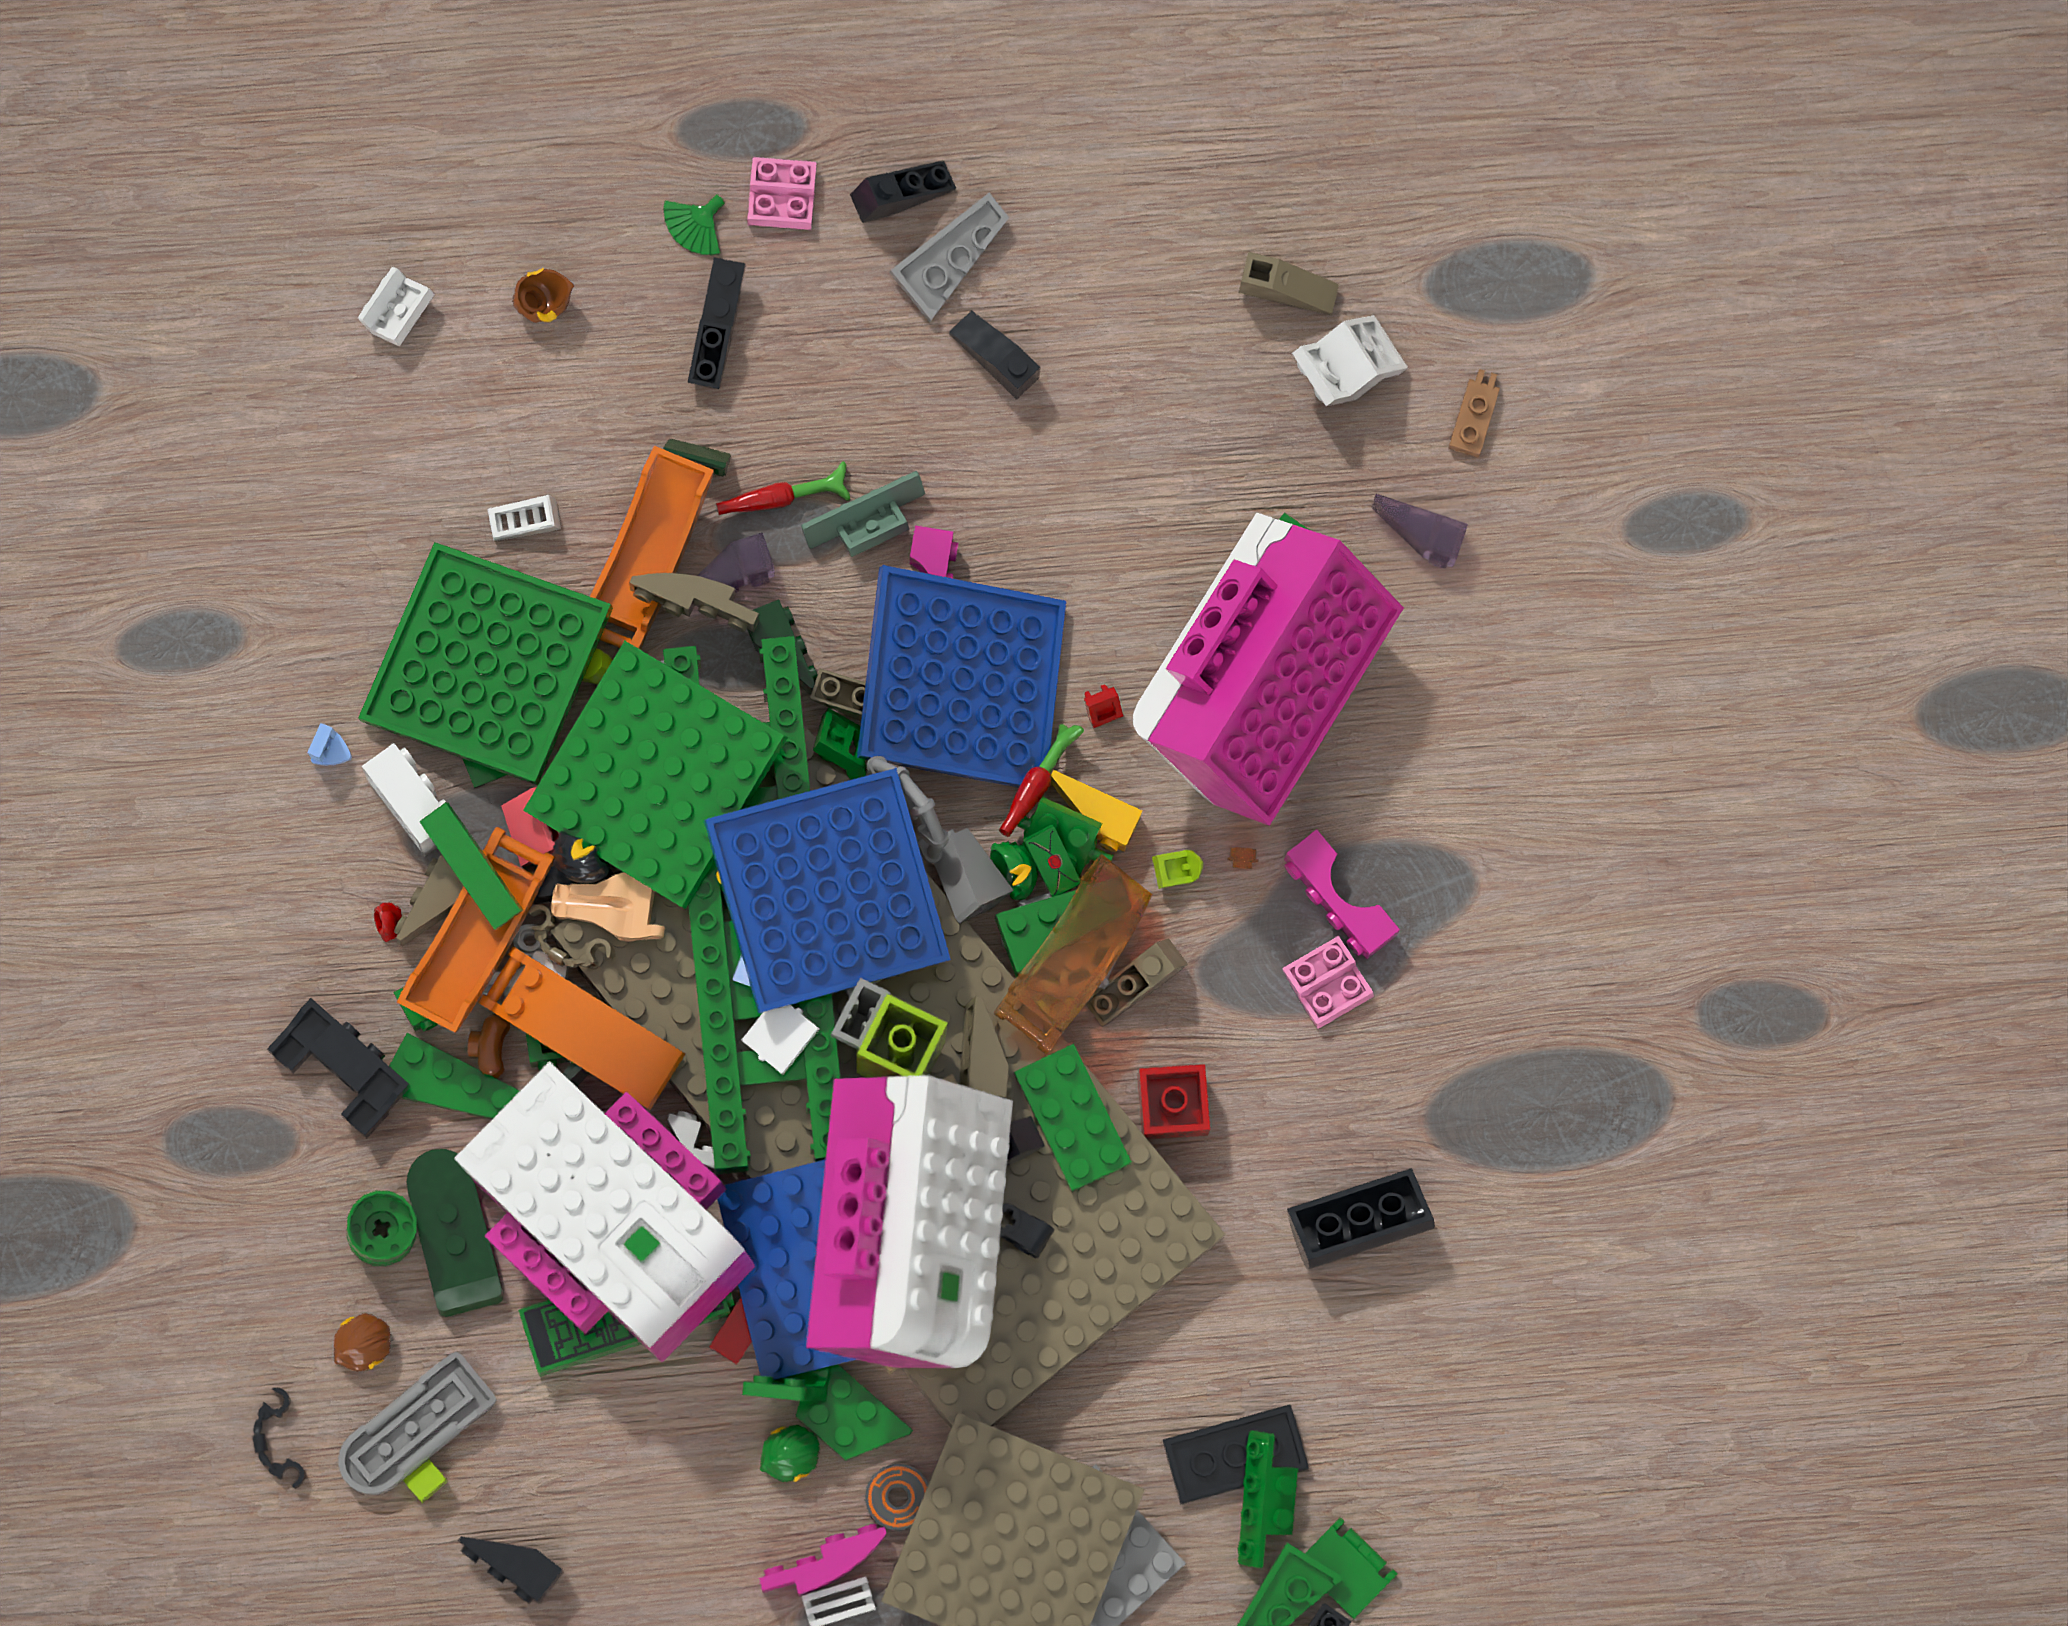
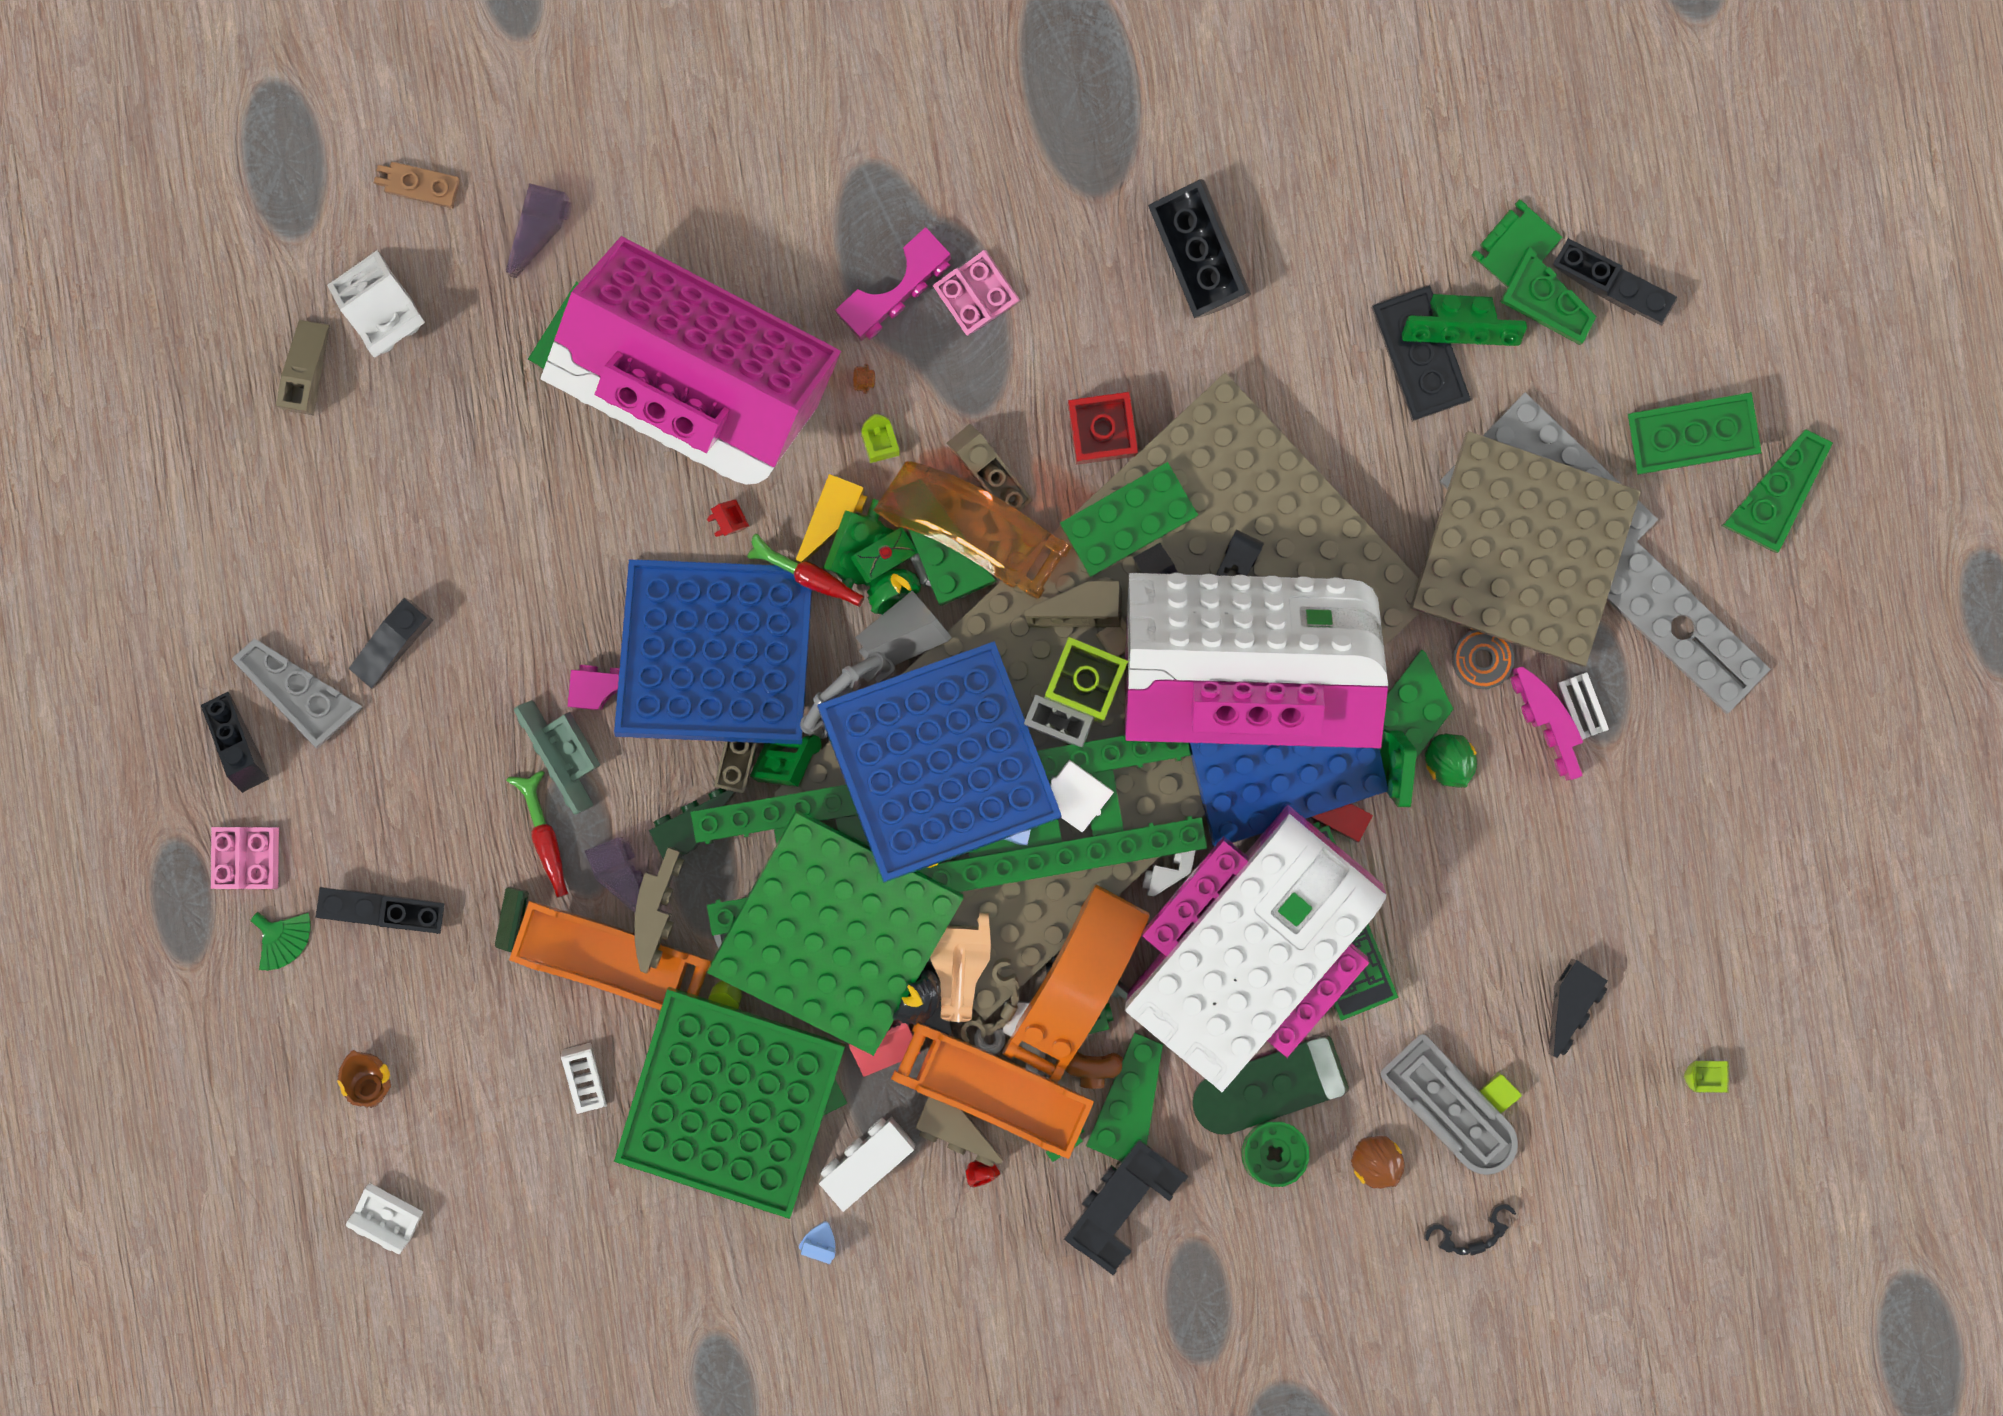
camera: 80 degrees left, 10 degrees up
(471, 865) = (933, 1100): green tile -> none

